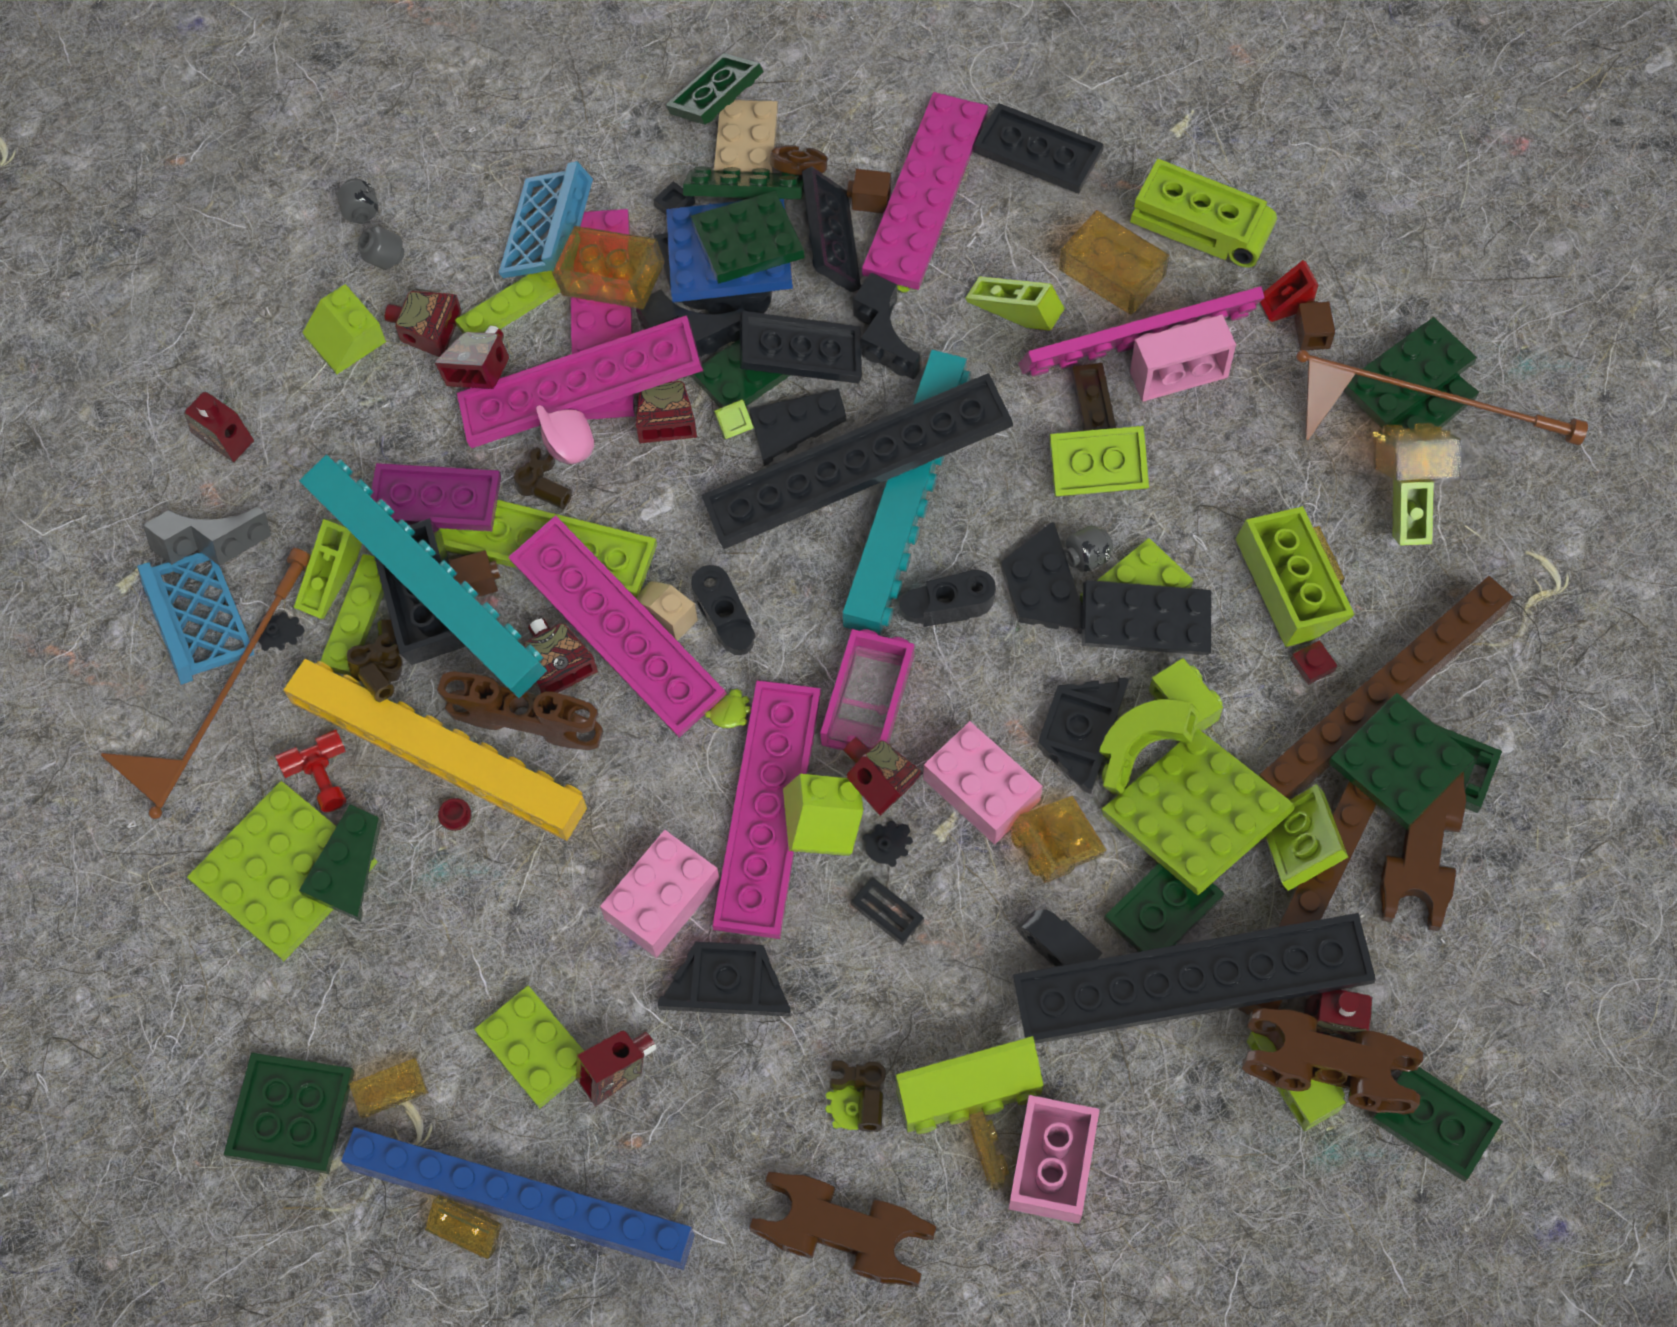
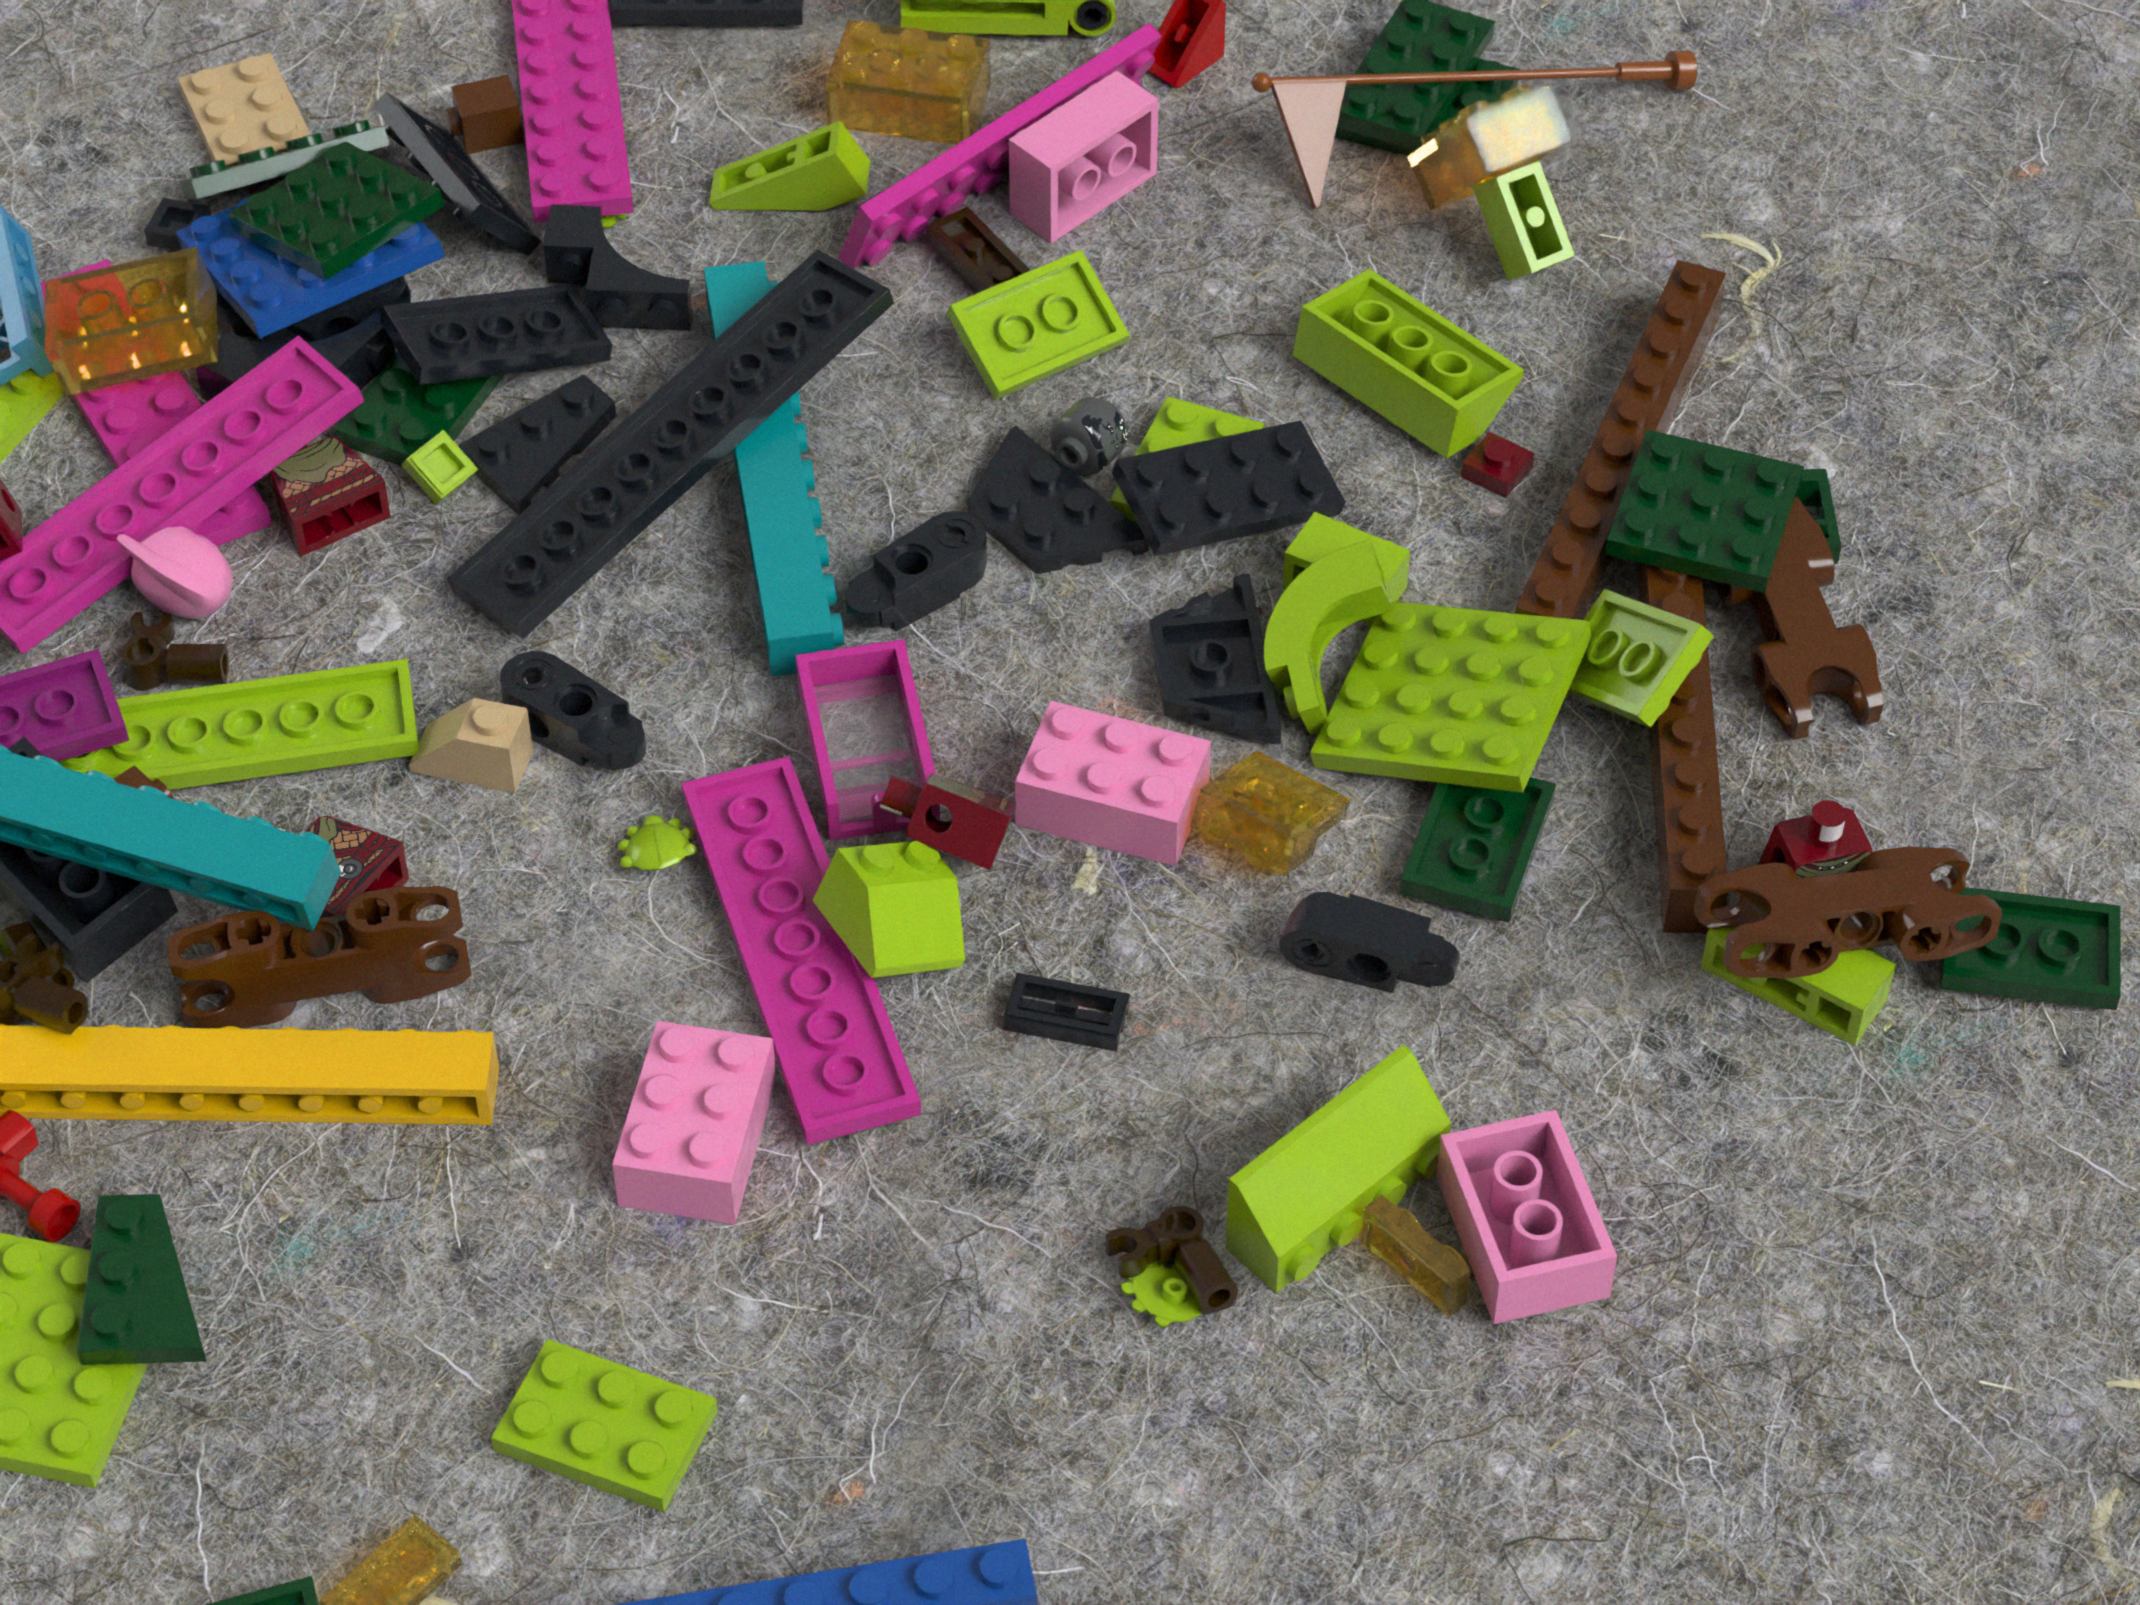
camera: 30 degrees left, 15 degrees down
(454, 814) = (281, 1154): dark red plate -> none
(612, 1064) = (754, 1385): dark red torso -> none
(617, 626) = (413, 790): dark pink plate -> none
(714, 88) = (162, 63): dark green plate -> none
(726, 980) = (872, 1201): black wing -> none
(792, 161) = (344, 109): reddish brown tile -> none
(819, 1221) = (1259, 1455): reddish brown piece -> none
(888, 843) = (1013, 923): black piece -> none
(1194, 978) = (1583, 887): black plate -> none
(1314, 325) = (1237, 58): reddish brown brick -> none

